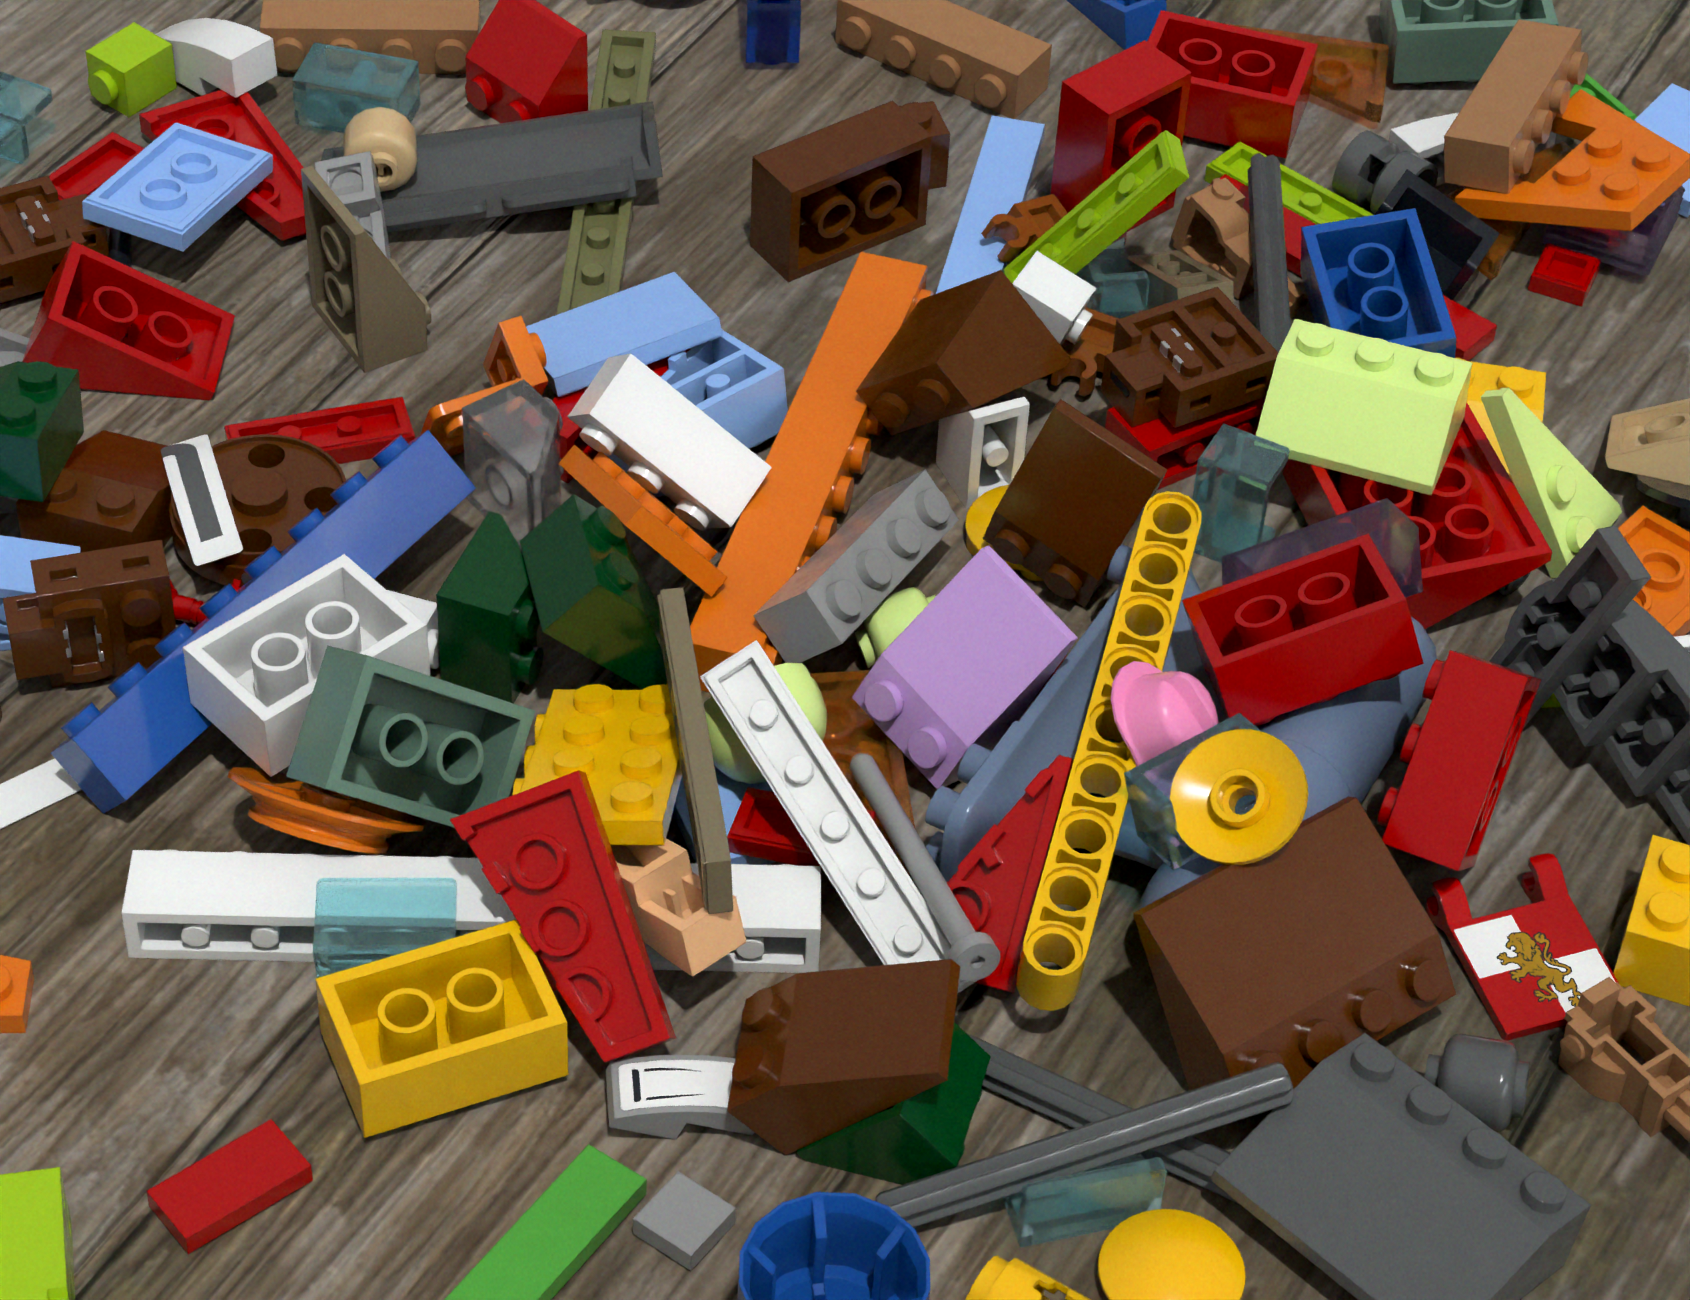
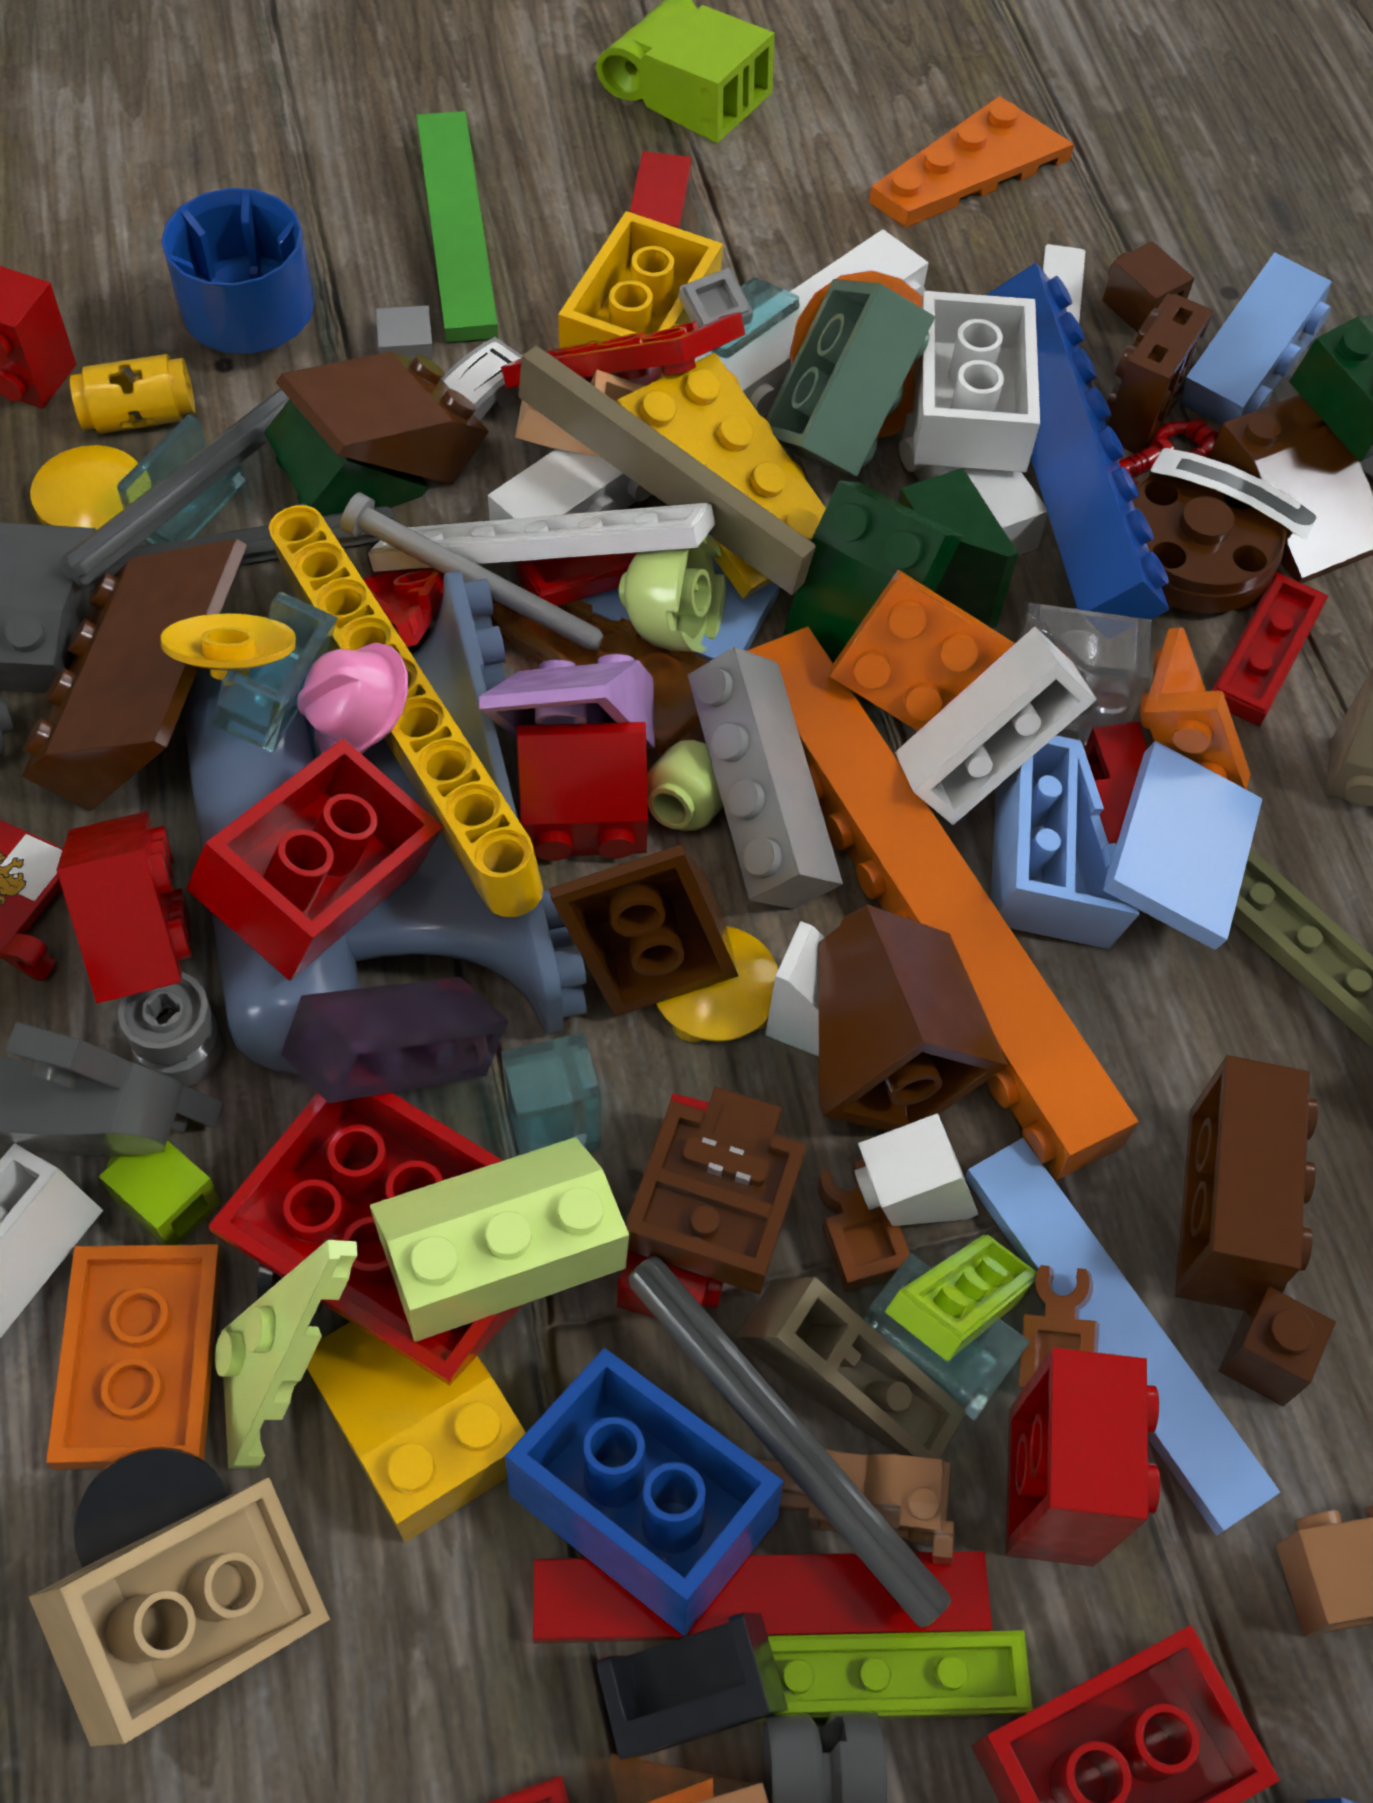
camera: 135 degrees right, 15 degrees up
(416, 910) = (713, 297): none -> light grey tile

